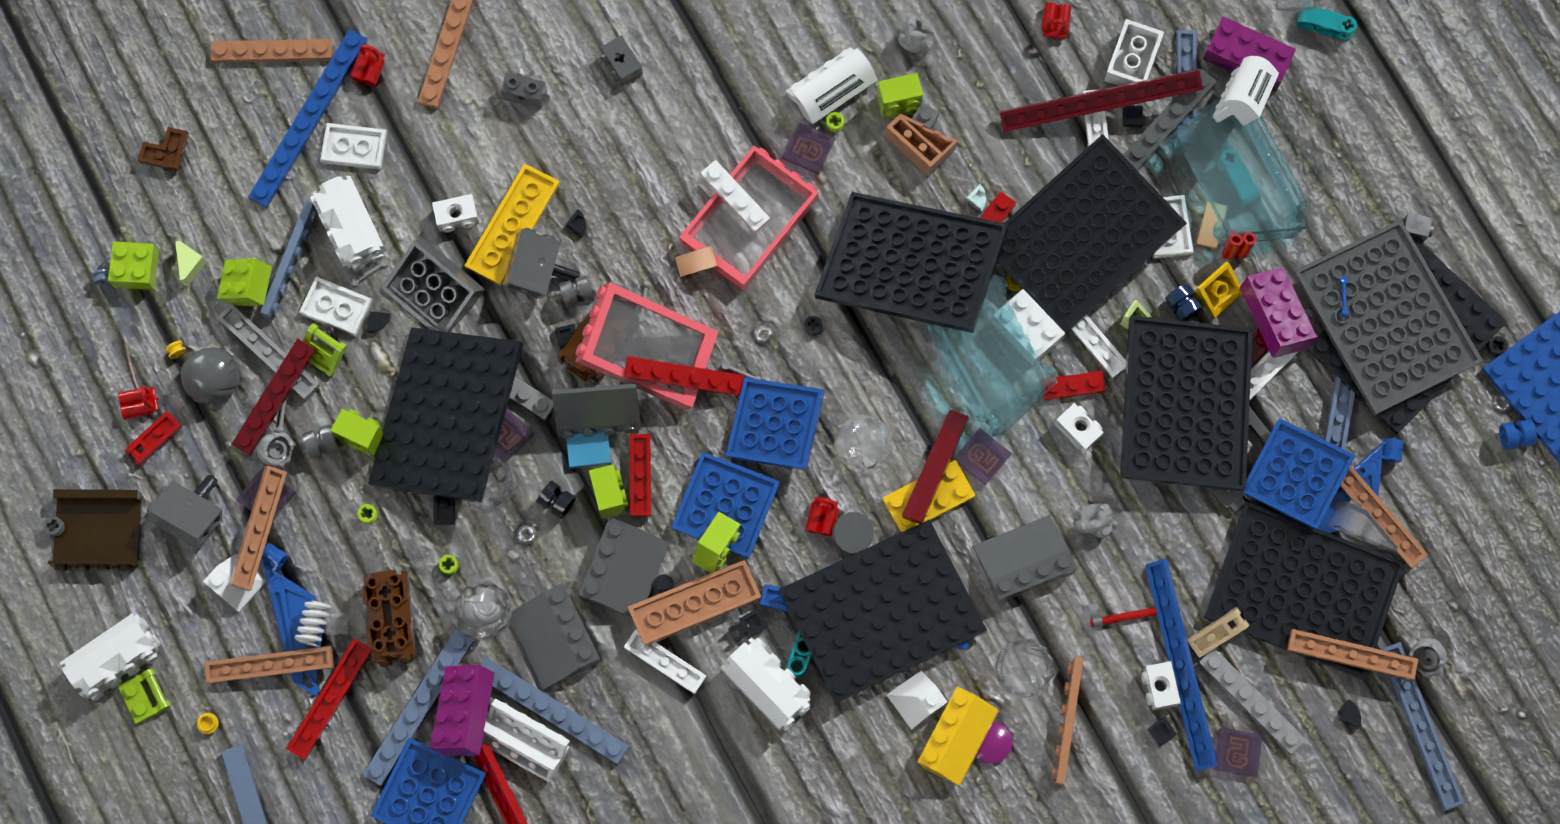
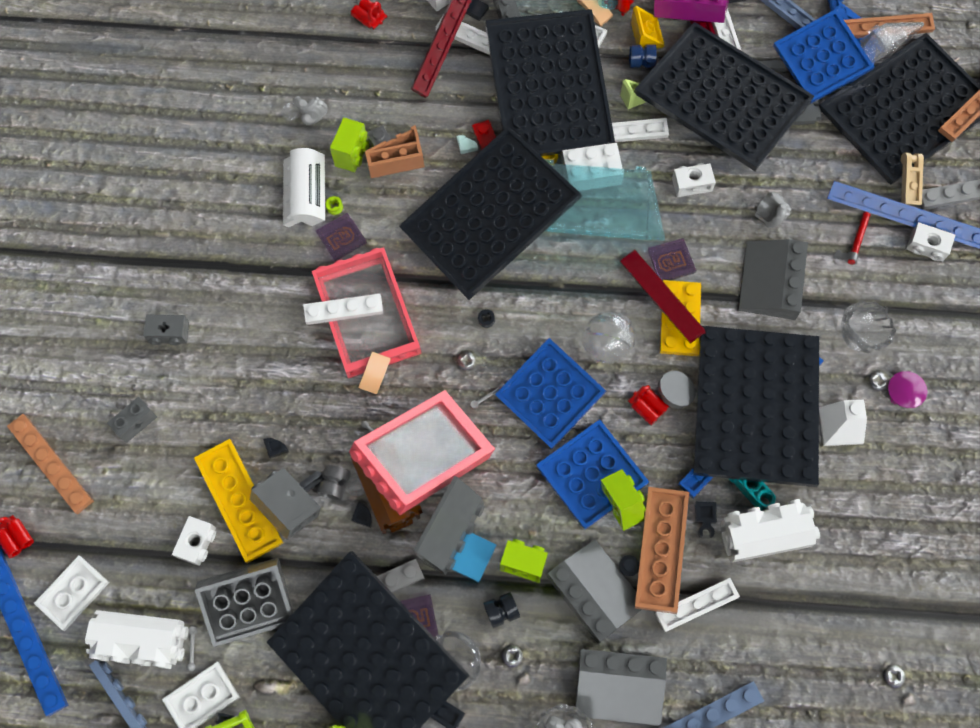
camera: 55 degrees left, 5 degrees down
(377, 321) = (240, 668): black tile -> none
(640, 475) = (523, 526): red plate -> none
(683, 376) = (465, 439): red plate -> none
(958, 736) = (893, 410): yellow slope -> none
(1065, 730) = (923, 323): nougat plate -> none
(1077, 385) = (659, 160): red plate -> none
(1161, 731) = (964, 264): black tile -> none

